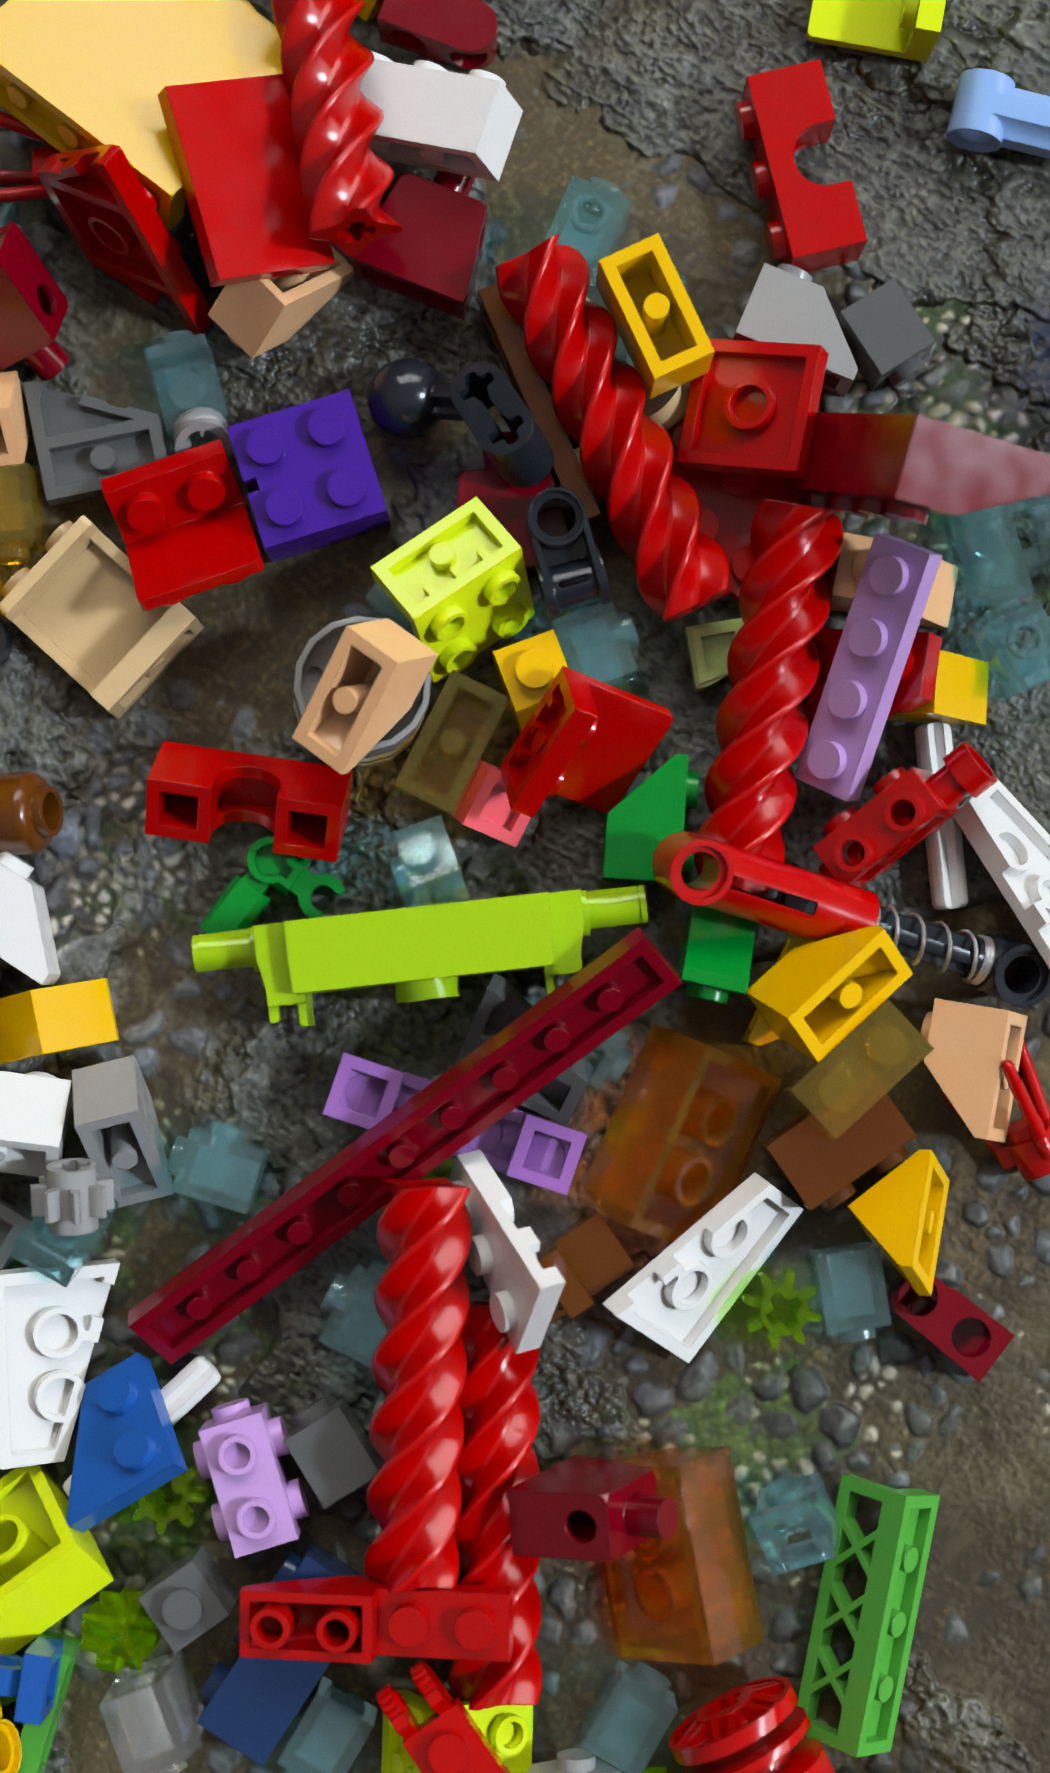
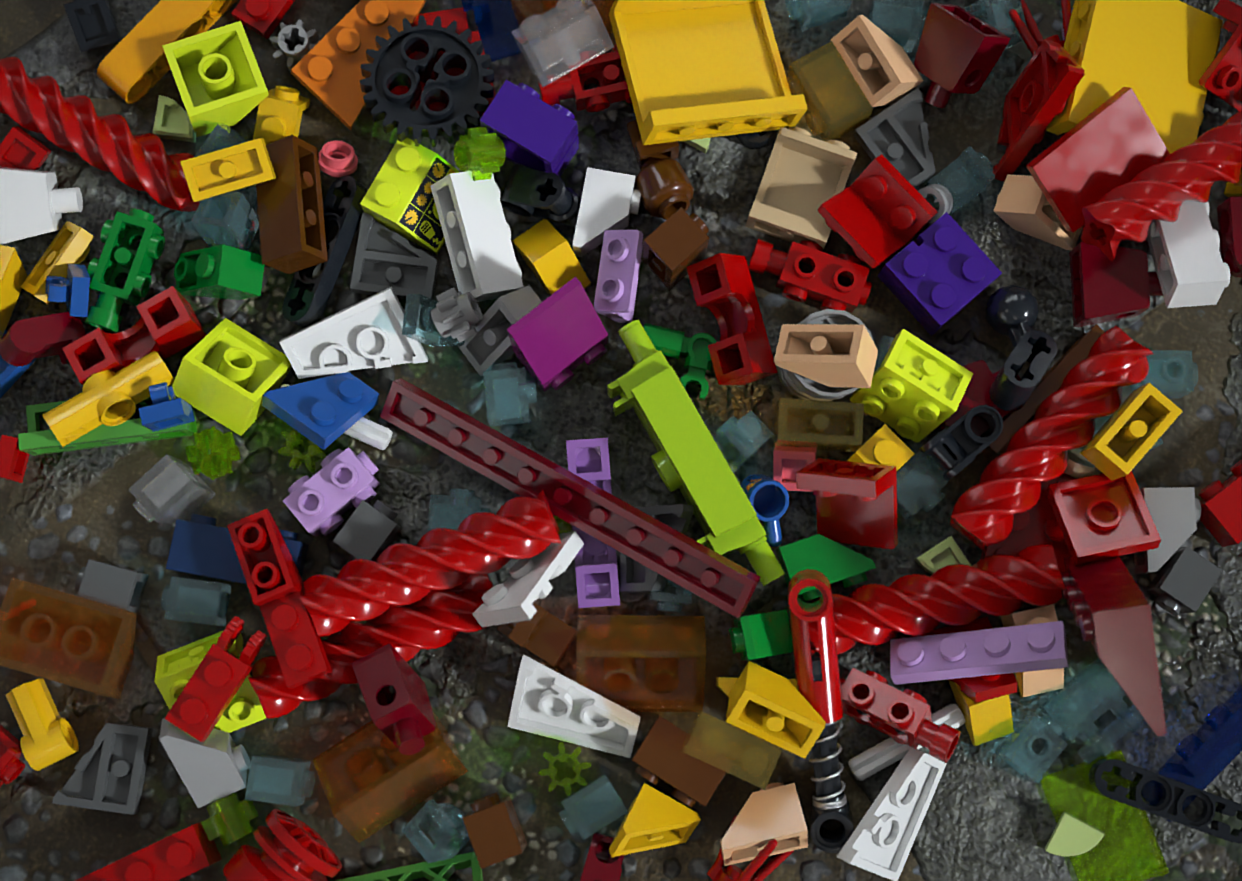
camera: 70 degrees right, 5 degrees down
(108, 835) = (674, 246): none -> reddish brown brick
(112, 934) = (618, 274): none -> lavender bracket
(169, 1061) = (559, 336): none -> magenta slope
(188, 1598) = (247, 484): dark grey brick -> none
(248, 647) = (823, 280): none -> red brick
(533, 865) = (770, 503): none -> blue piece
(826, 1444) = (494, 829): none -> reddish brown brick

